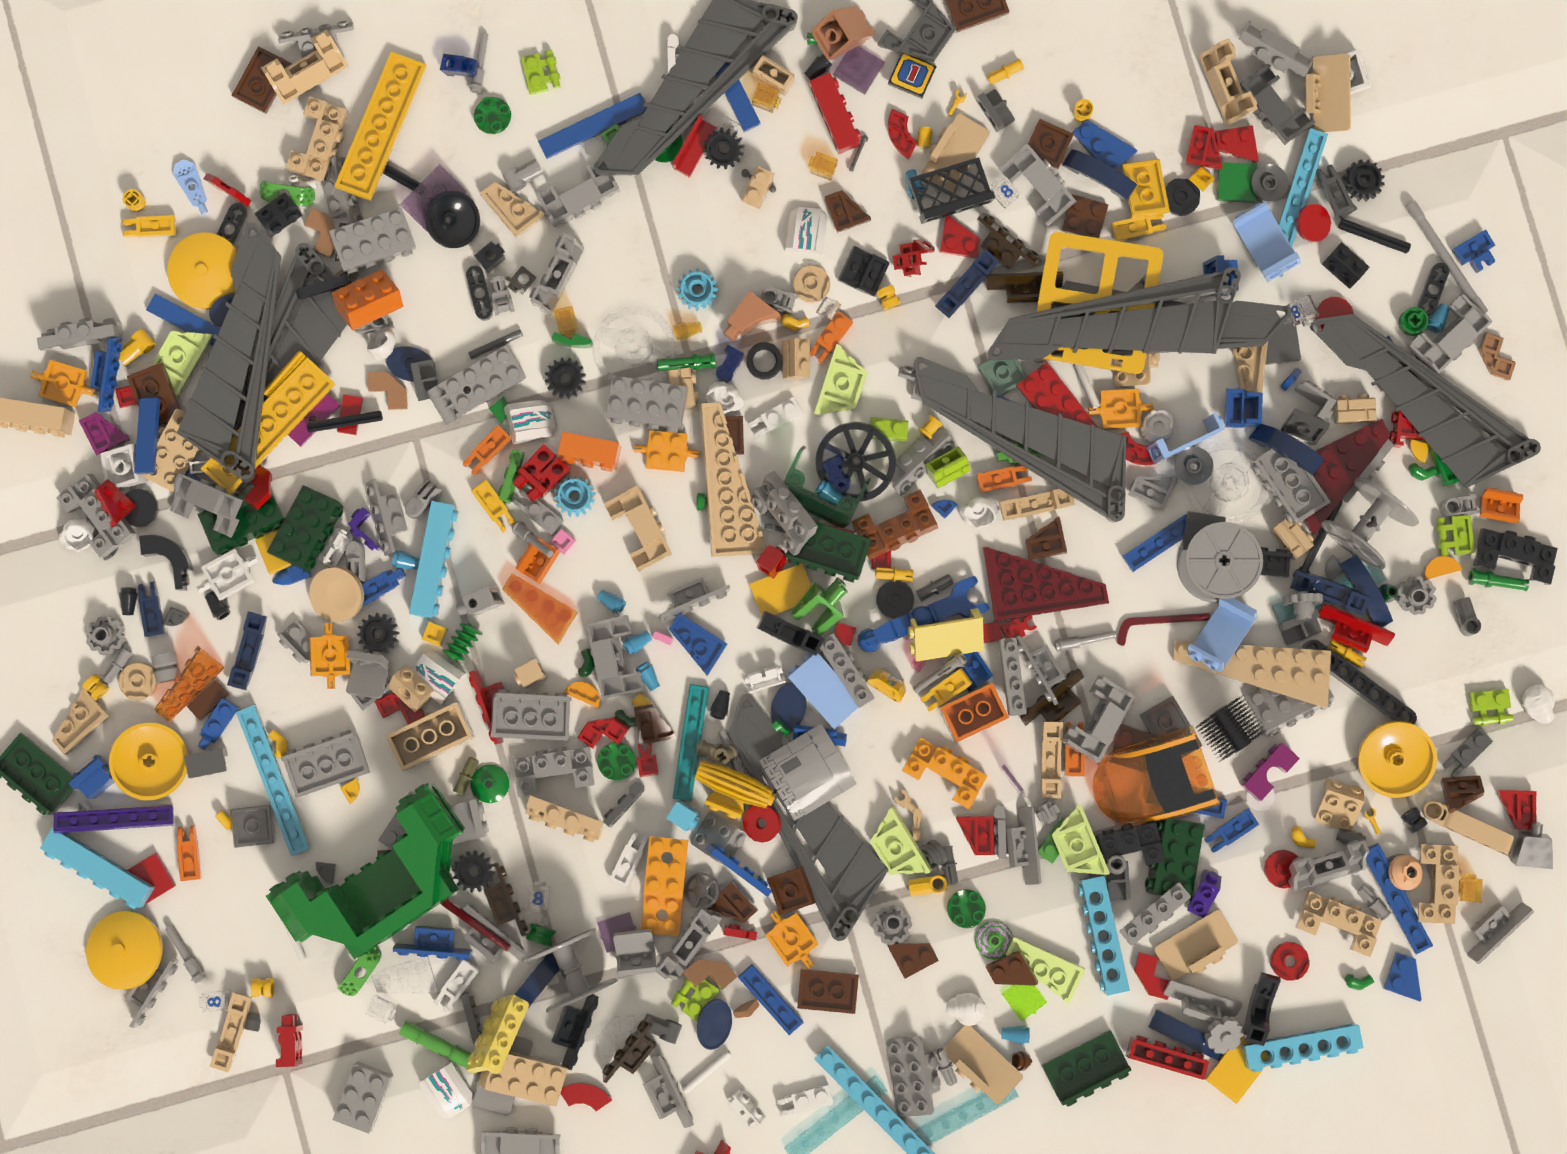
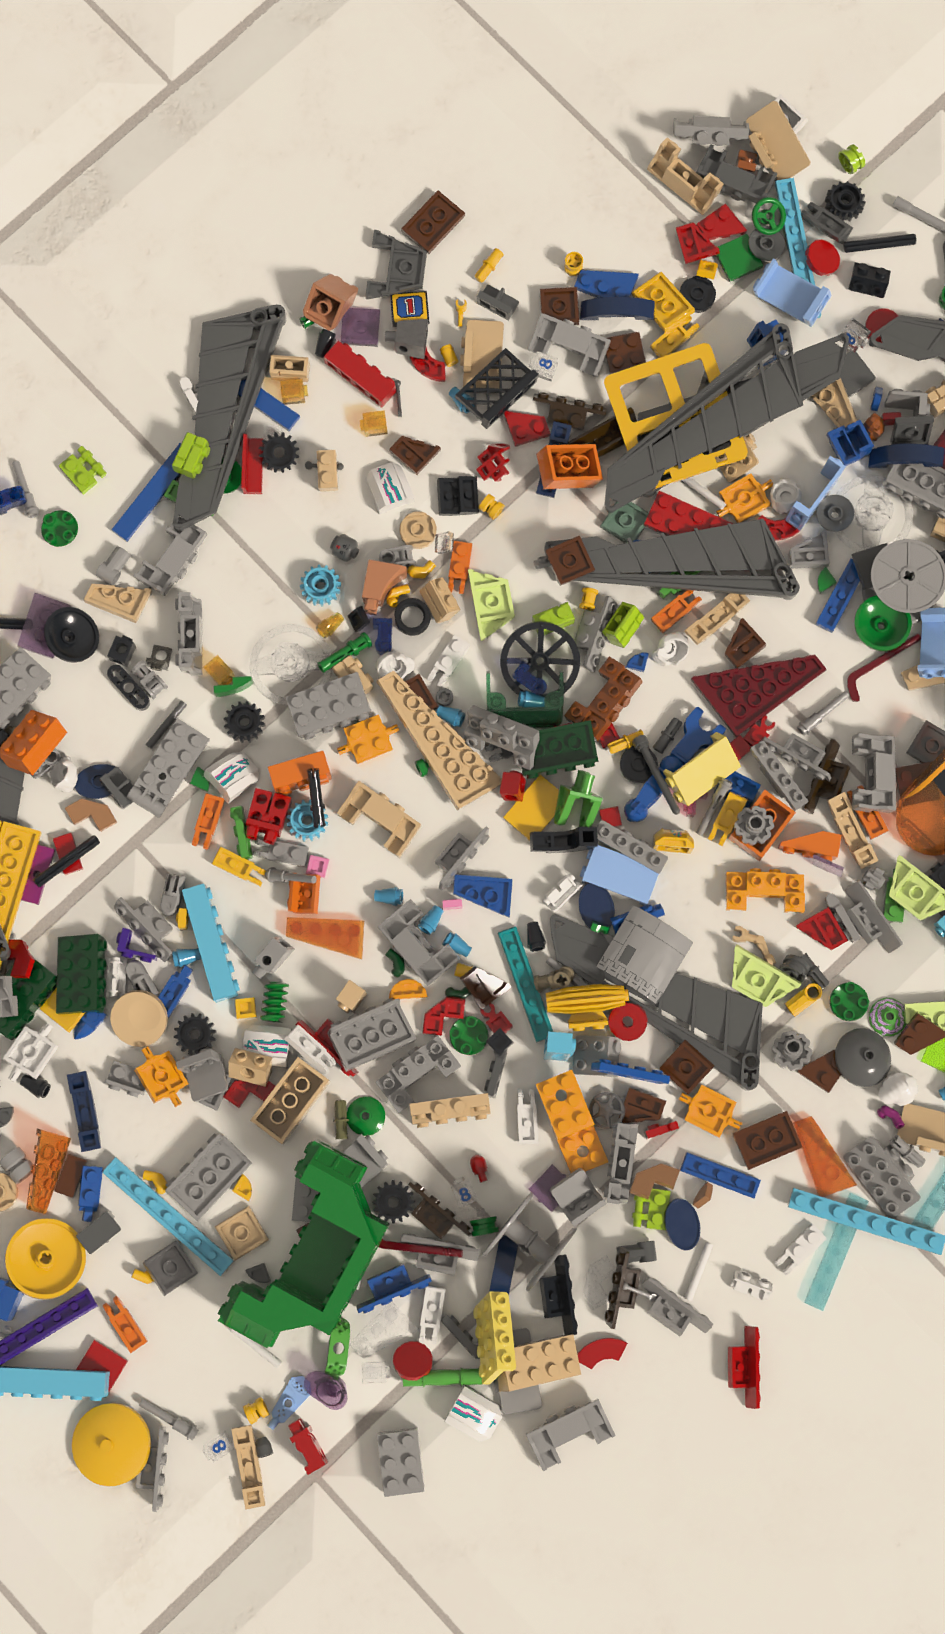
camera: 25 degrees left, 5 degrees down
(301, 989) = (293, 1394): none -> light blue piece
(329, 828) = (241, 1233): none -> tan tile
(332, 1002) = (327, 1389): none -> clear purple piece
(418, 1017) = (412, 1360): none -> red tile
(419, 526) = (182, 918): none -> yellow tile
(470, 701) = (310, 1049): none -> white hinge
(564, 880) = (479, 1167): none -> red cylinder
(587, 490) = (316, 798): none -> black pin
(639, 782) = (499, 1042): none -> black tile
(641, 111) = (190, 455): none -> lime brick
(654, 1072) = (652, 1297): none -> light grey hinge
(715, 338) = (358, 619): none -> black tile
(736, 266) = (344, 547): none -> dark grey head
(752, 469) = (451, 715): none -> dark azure cone
(759, 332) = (394, 594): none -> yellow arm
(759, 445) = (439, 694): none -> dark grey bush
(866, 1038) = (822, 1160): none -> clear orange wing
(896, 103) = (409, 337): none -> flat silver torso
(905, 584) = (642, 744): none -> dark grey piece
(929, 385) = (569, 560): none -> reddish brown plate
(940, 959) = (852, 1059): none -> dark grey dish
(950, 1028) = (892, 1114): none -> magenta arm
(964, 710) = (754, 825): none -> light grey plant
(976, 298) = (569, 466): none -> orange brick
(1015, 755) = (821, 844): none -> orange slope
(1152, 521) = (825, 580): none -> green tile
(1169, 599) = (896, 625): none -> green dish
(1273, 404) = (874, 426): none -> dark orange rock
(1284, 164) = (760, 217): none -> green piece
(1291, 403) = (889, 418): none -> red tile
(1293, 95) = (746, 160): none -> dark orange bracket
(1390, 144) = (851, 159): none -> lime wheel

